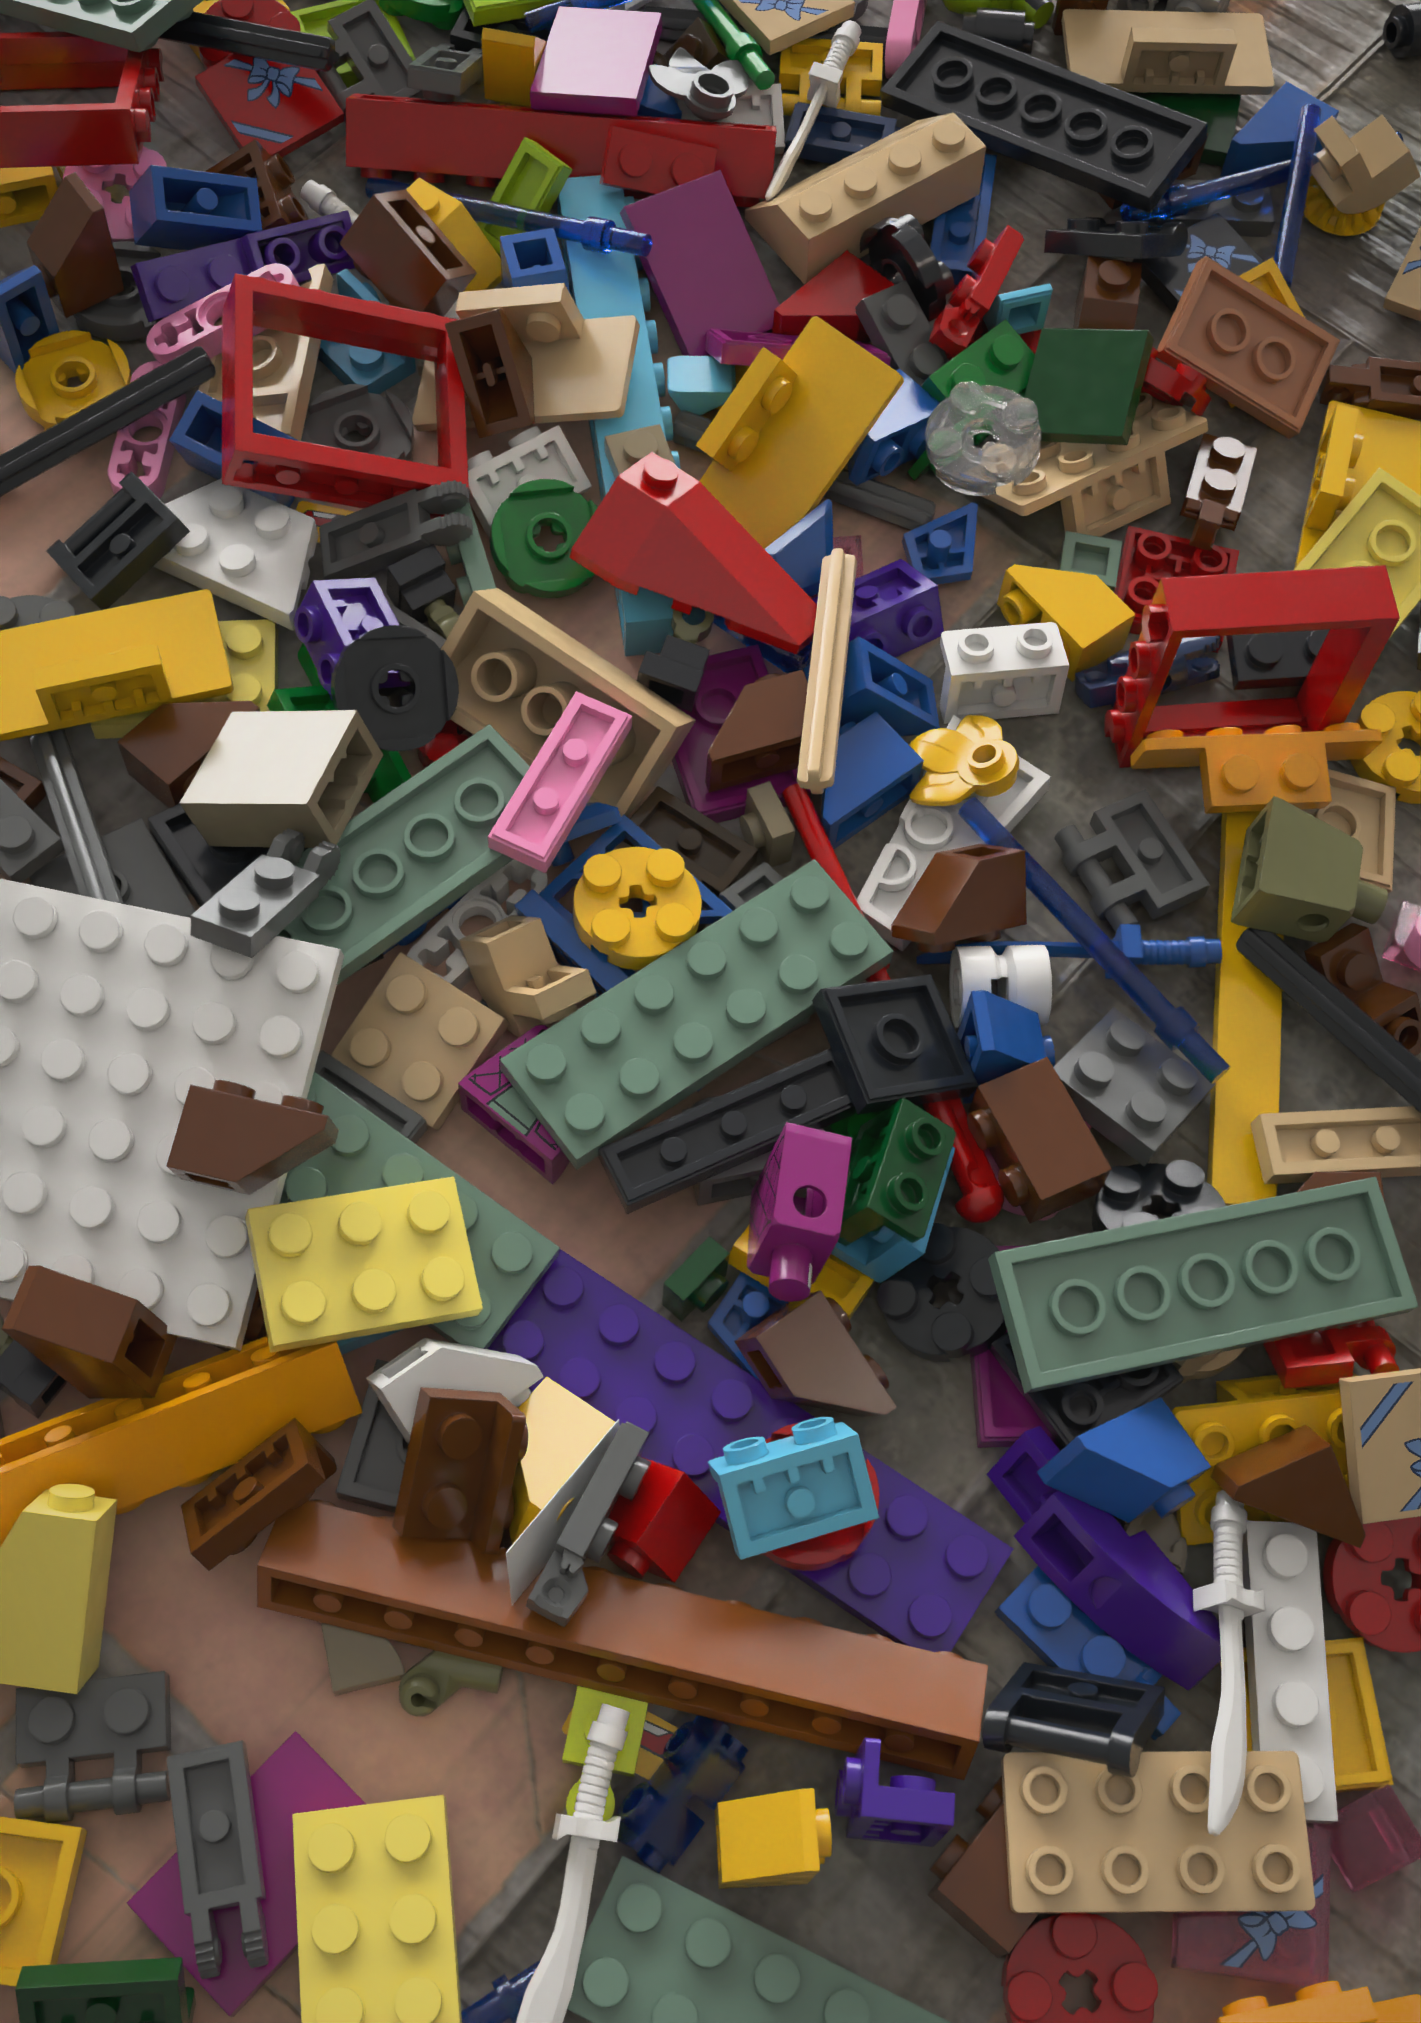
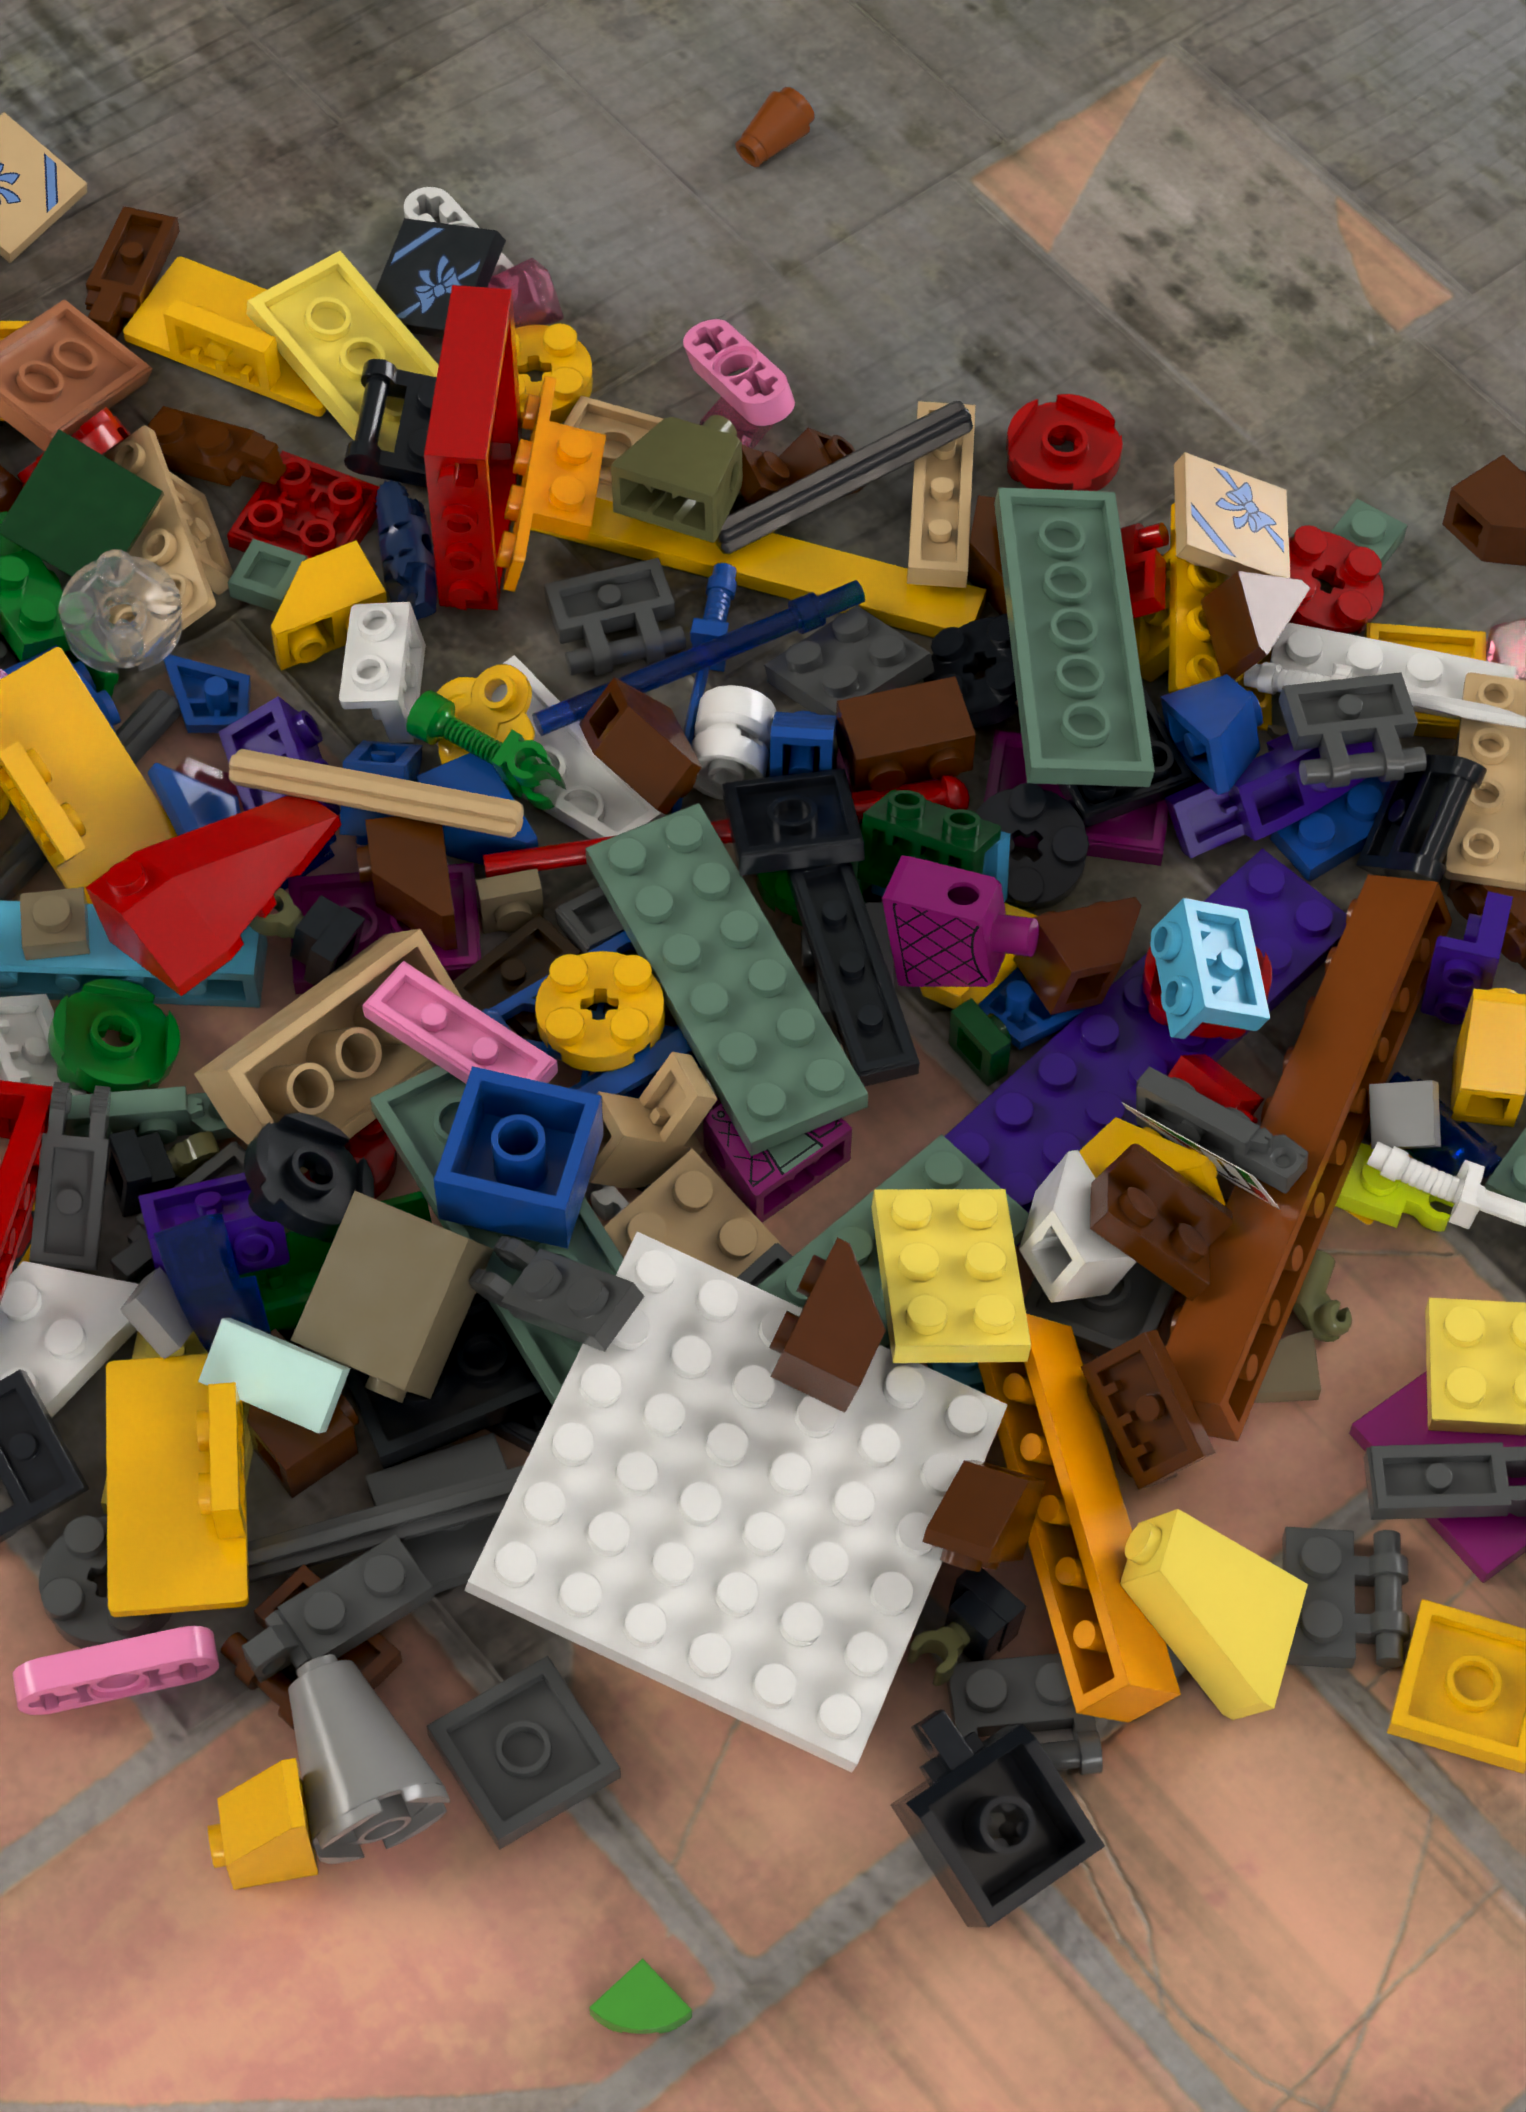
camera: 75 degrees left, 5 degrees down
(194, 705) = (275, 1374): none -> light aqua tile
(257, 616) = (157, 1314): none -> light grey tile
(264, 656) = (207, 1278): none -> clear blue slope
(412, 838) = (519, 1157): none -> blue brick
(669, 1740) = (1405, 1114): none -> light grey tile
(938, 711) = (514, 759): none -> green bar
(1174, 1601) = (1352, 712): none -> dark grey plate

